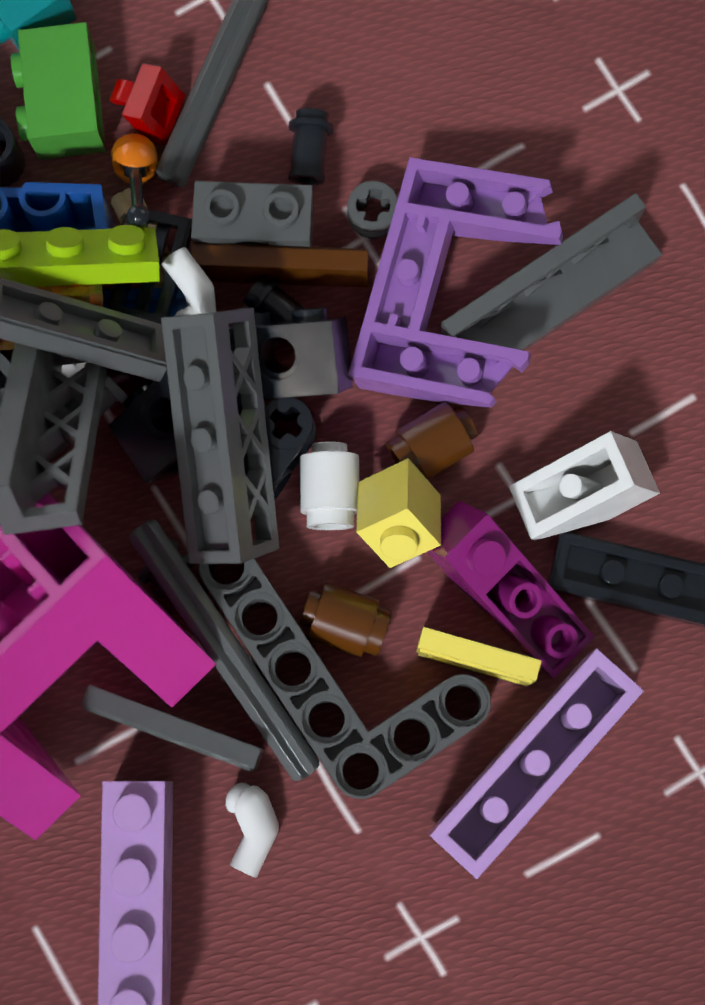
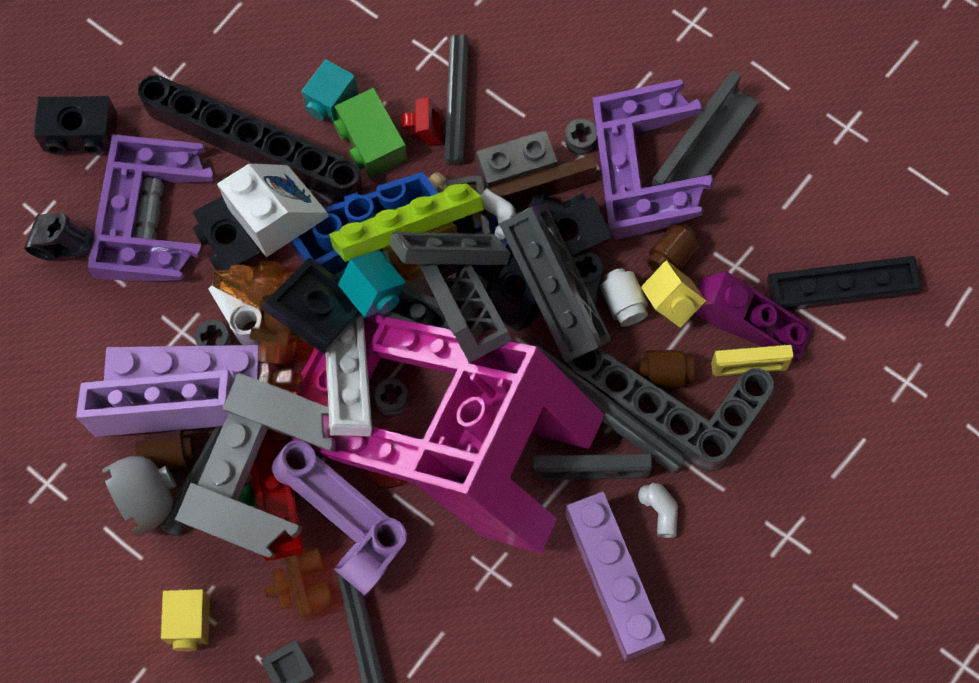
camera: 20 degrees left, 10 degrees down
(140, 163) = (435, 161): orange hinge -> none
(309, 145) = (527, 107): black pin -> none
(535, 762) = (811, 405): lavender brick -> none
(584, 487) = (772, 242): white slope -> none

